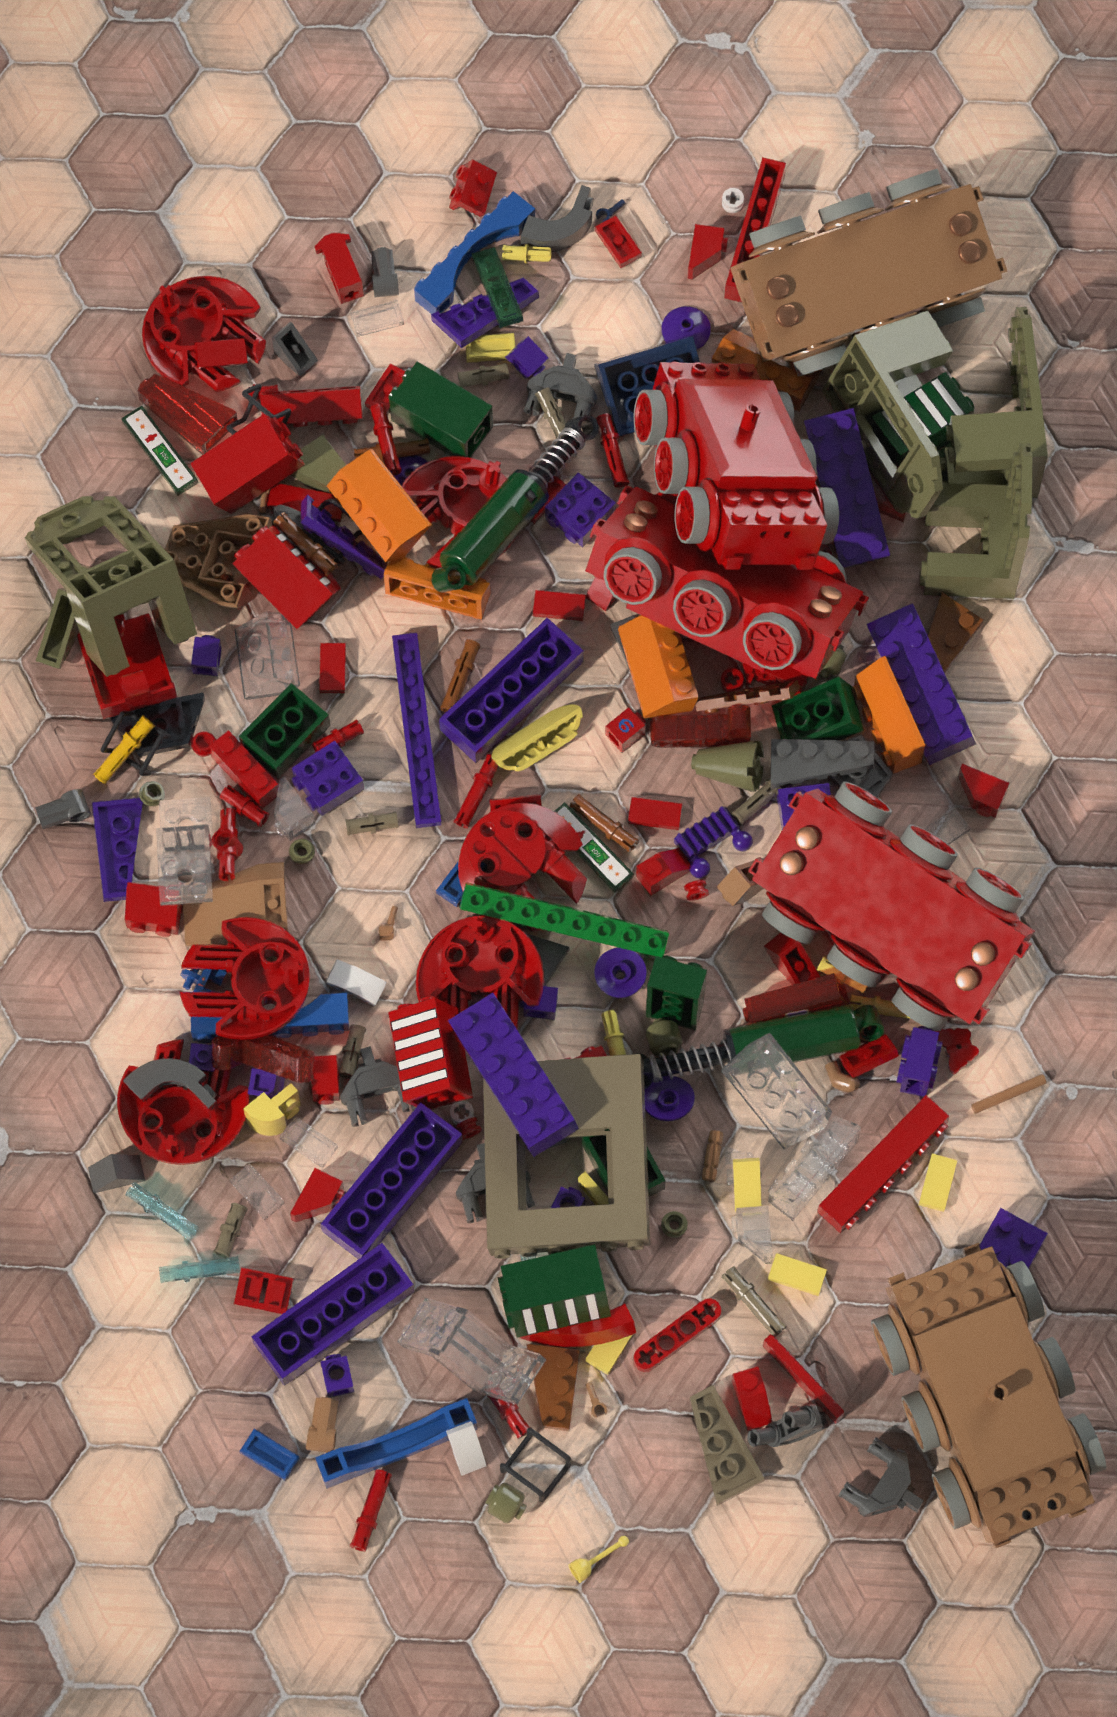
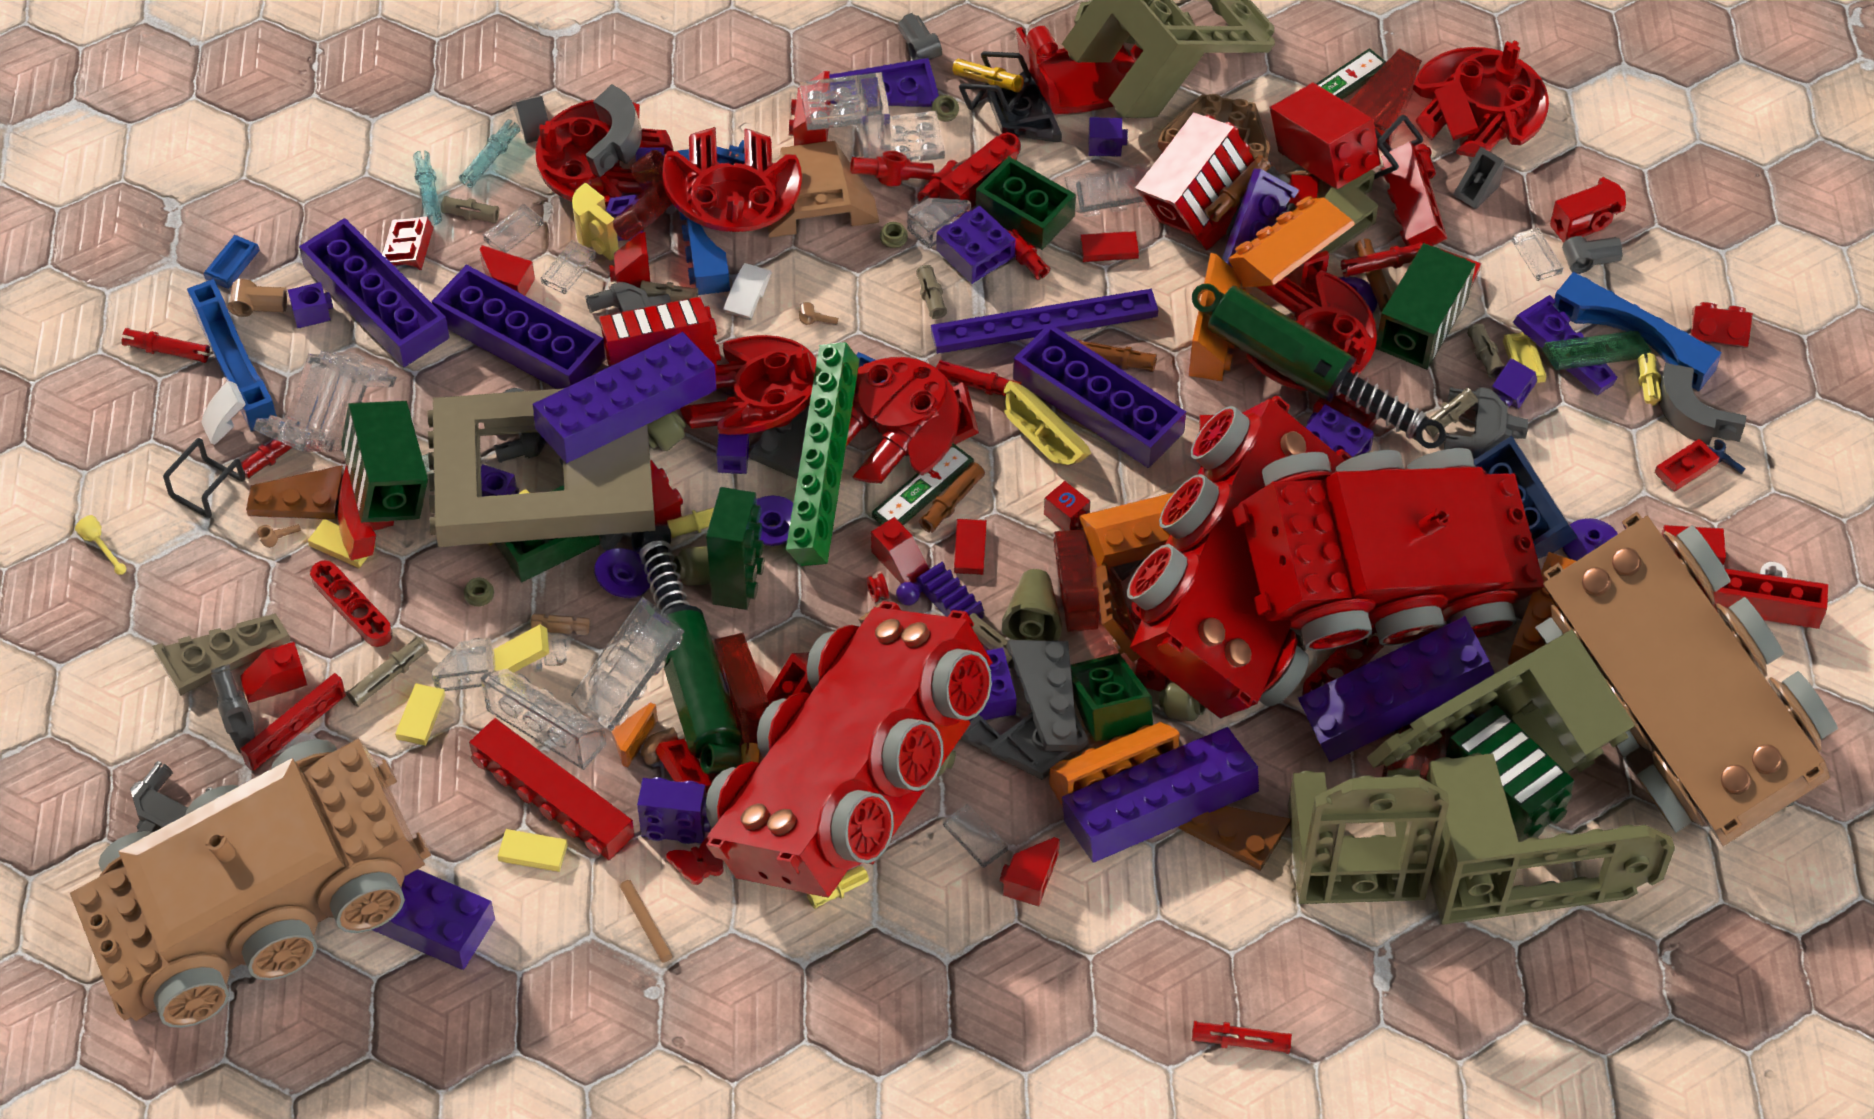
camera: 85 degrees right, 15 degrees down
(506, 1503) = (162, 454): olive head -> none
(835, 1097) = (634, 732): none -> orange slope

